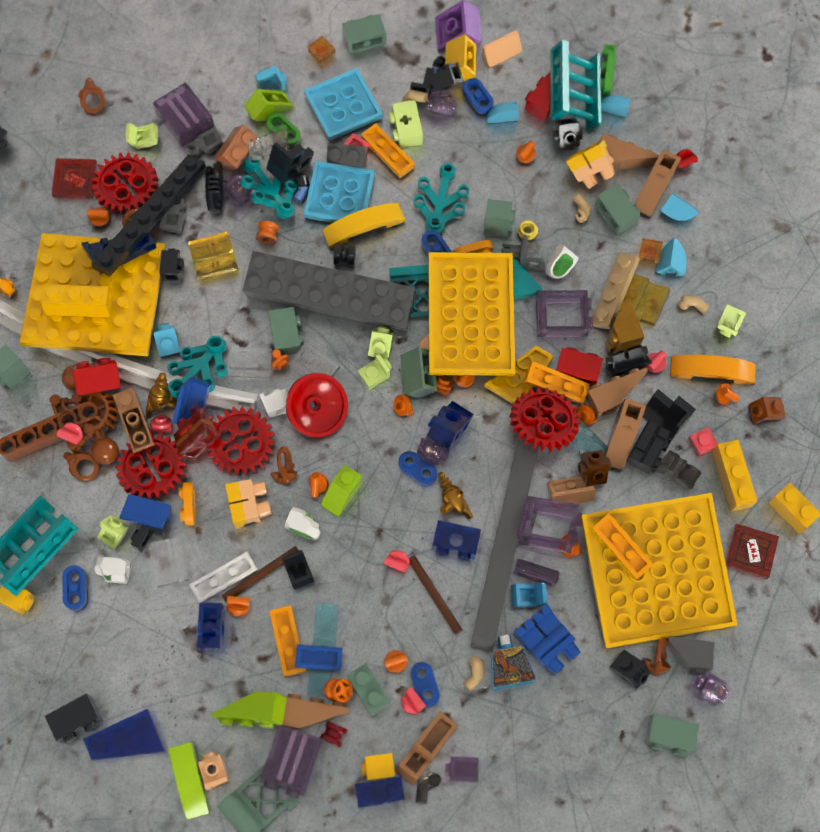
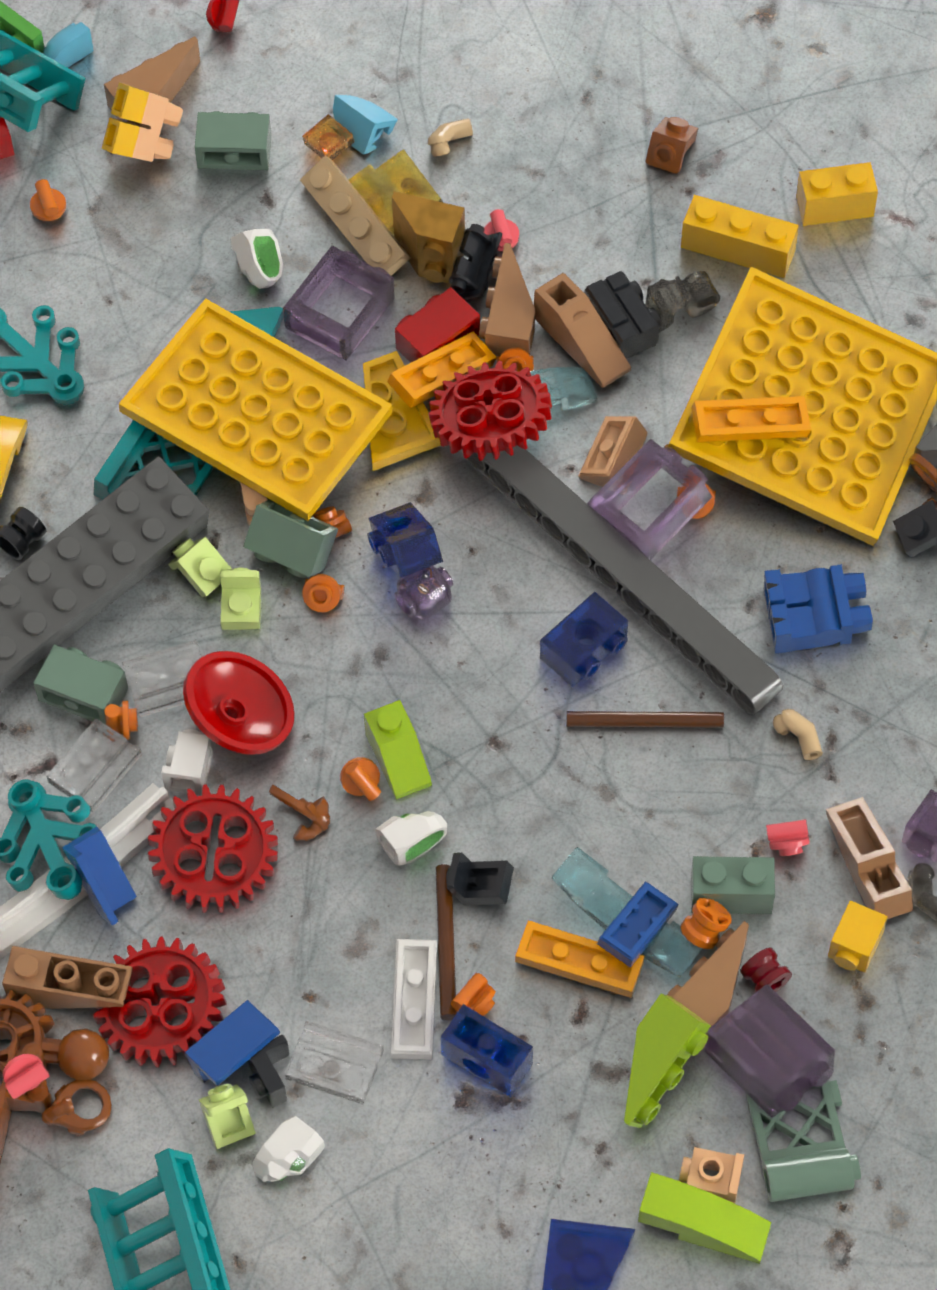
camera: 55 degrees left, 10 degrees down
(74, 588) = (280, 1226): blue plate -> none
(159, 396) = (53, 917): pearl gold piece -> none
(161, 424) = (99, 947): coral plate -> none
(187, 494) = (271, 984): light orange plate -> none
(195, 433) = (157, 897): clear red hips -> none
(244, 504) = (317, 895): light nougat hips -> none
(379, 792) = (895, 956): clear blue brick -> none
(395, 661) = (711, 827): orange plate -> none
(397, 560) = (560, 735): coral plate -> none
(417, 468) = (437, 633): blue plate -> none
(425, 683) = (771, 806): blue plate -> none
(439, 246) = (106, 401): blue plate -> none
(453, 498) = (514, 607): pearl gold piece -> none
(464, 380) = (344, 491): orange plate -> none
(483, 246) = (154, 343): light orange plate -> none
(498, 218) = (130, 292): sand green brick -> none
(510, 665) = (821, 677): torso -> none
(521, 251) = (200, 292): dark grey bracket -> none
(529, 595) = (735, 590): dark azure bracket -> none
(530, 226) = (169, 265): light yellow plate -> none
(536, 572) = (709, 565): clear purple slope -> none
(567, 134) = (65, 129): black brick -> none
(584, 208) = (196, 183): tan arm -> none
(594, 468) = (605, 397): reddish brown brick -> none
(657, 182) = (232, 64): medium nougat slope -> none
(668, 413) = (598, 255): black panel -> none
(679, 208) = (292, 66): medium azure brick -> none
(703, 441) = (660, 247): coral plate -> none
(713, 367) = (559, 170): light orange slope -> none
(725, 394) = (611, 177): orange plate -> none
(730, 321) = (509, 106): yellowish green bracket -> none
(752, 551) = (860, 282): clear red tile -> none

